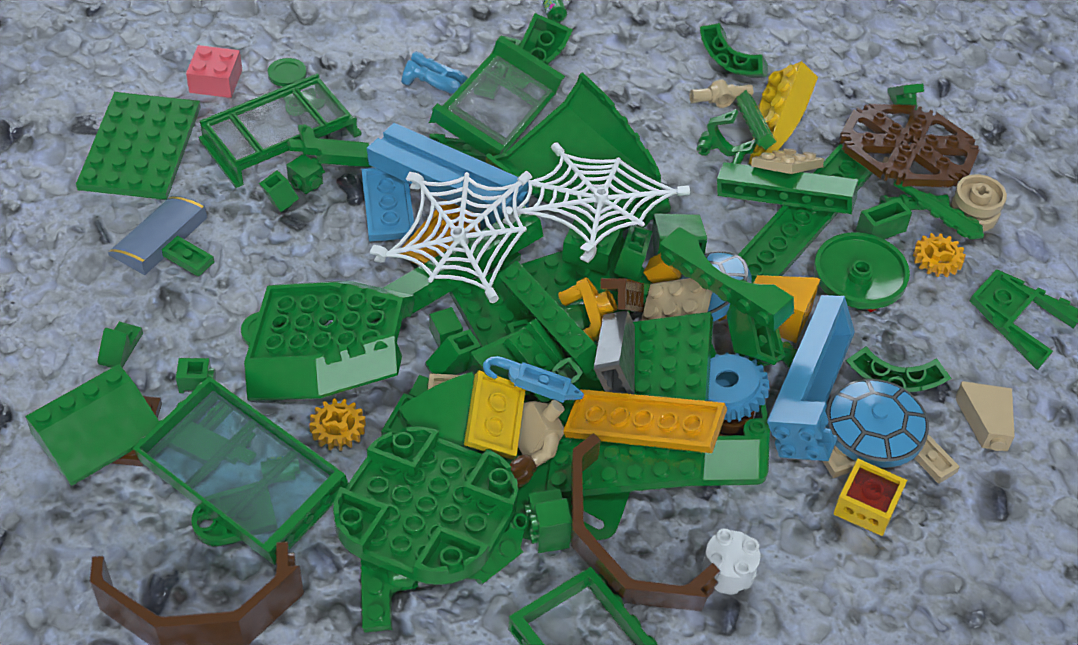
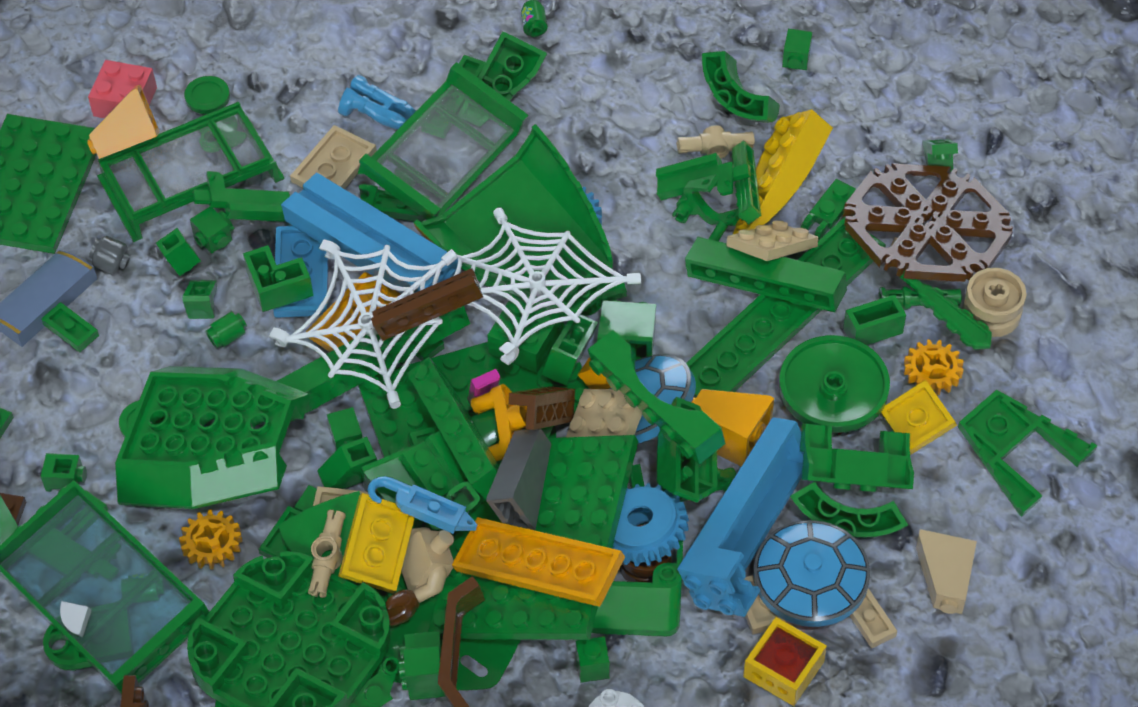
camera: 10 degrees right, 5 degrees up
(217, 196) = (109, 254): none -> dark grey head
(221, 92) = (124, 126): none -> light orange slope
(222, 495) = (75, 617): none -> white tile
(302, 229) = (199, 299): none -> green slope
(328, 252) = (226, 330): none -> green brick
(370, 210) = (278, 283): none -> green brick
(404, 110) = (334, 158): none -> tan plate
(450, 436) = (325, 566): none -> tan pin
(512, 215) = (426, 304): none -> reddish brown fence
(566, 280) = (483, 384): none -> dark pink tile
(695, 120) = (674, 177): none -> green piece
(699, 506) = (592, 659): none -> green brick
(773, 24) = (797, 49): none -> green brick
(825, 137) = (828, 208): none -> green hinge
(895, 334) = (843, 467): none -> green bracket
(936, 294) = (919, 414): none -> yellow plate

